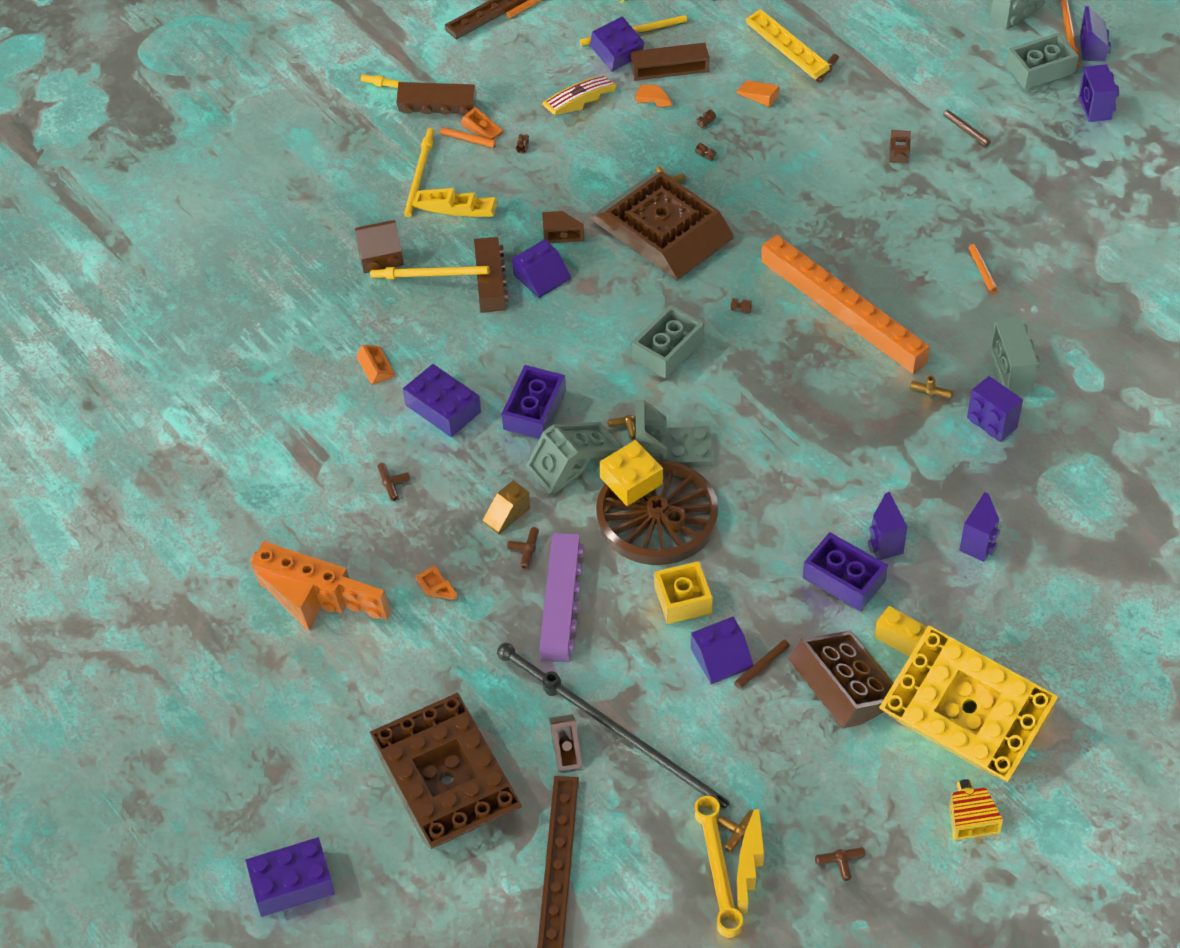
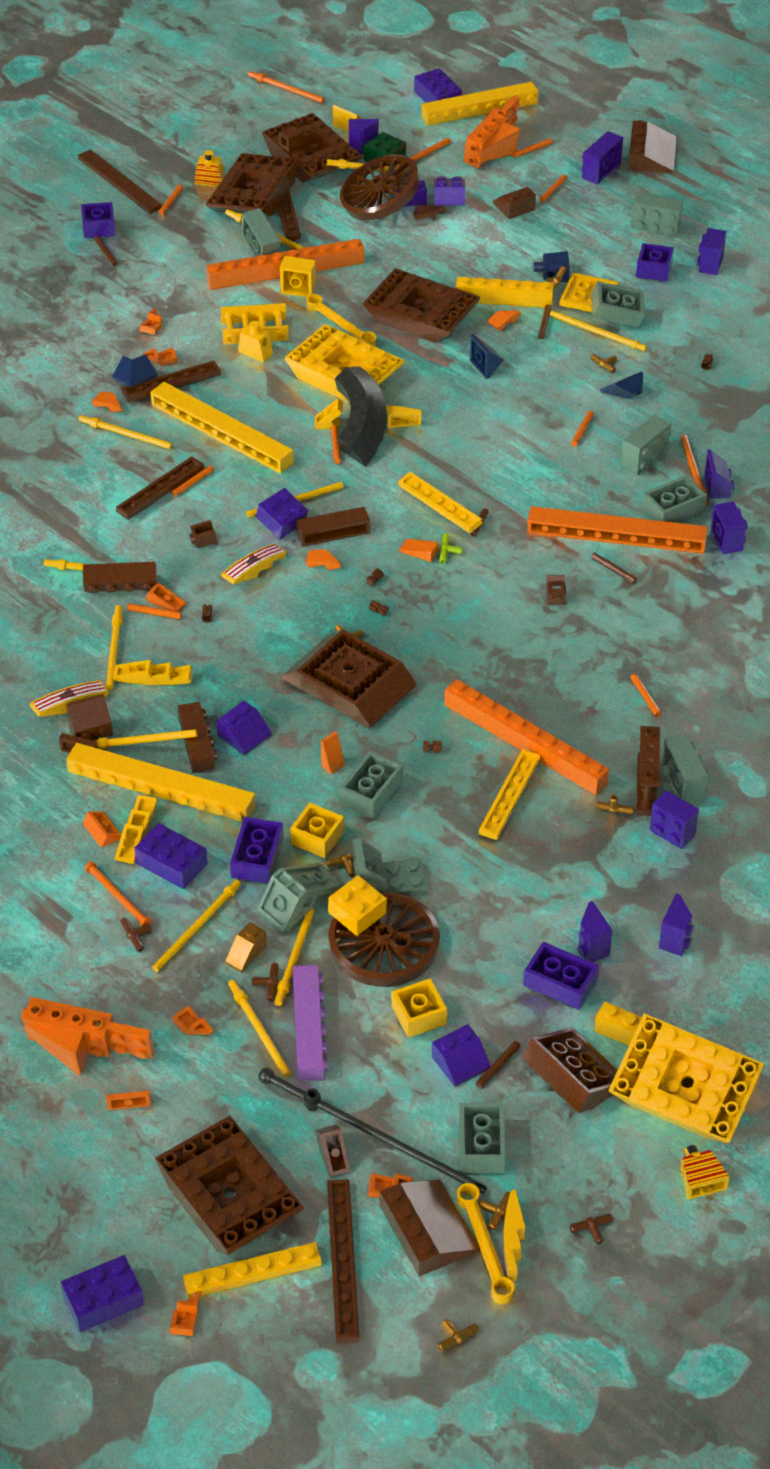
camera: 10 degrees left, 5 degrees down
(344, 226) = (56, 701): none -> slope
(354, 663) = (128, 1100): none -> orange slope
(356, 405) = (91, 868): none -> orange bar
(364, 273) = (68, 741): none -> reddish brown tile
(376, 912) = (185, 1316): none -> orange slope
(410, 367) = (136, 828): none -> yellow slope
(445, 320) = (161, 782): none -> yellow brick
(457, 868) = (252, 1270): none -> yellow plate
(493, 563) = (242, 999): none -> yellow bar
(498, 444) = (229, 891): none -> yellow bar
(530, 60) = (203, 534): none -> reddish brown window
(541, 553) = (284, 985): none -> yellow bar
(561, 227) = (256, 688): reddish brown slope -> none
(602, 386) = (317, 830): none -> yellow brick
(618, 789) = (379, 1182): none -> orange slope
(630, 304) = (331, 753): none -> orange slope
(657, 837) = (427, 1224): none -> reddish brown slope
(730, 746) = (482, 1138): none -> sand green brick
(787, 93) = (444, 548): none -> lime piece
(817, 365) = (509, 794): none -> yellow plate
(973, 350) = (648, 769): none -> reddish brown fence
(976, 86) = (617, 529): none -> orange brick

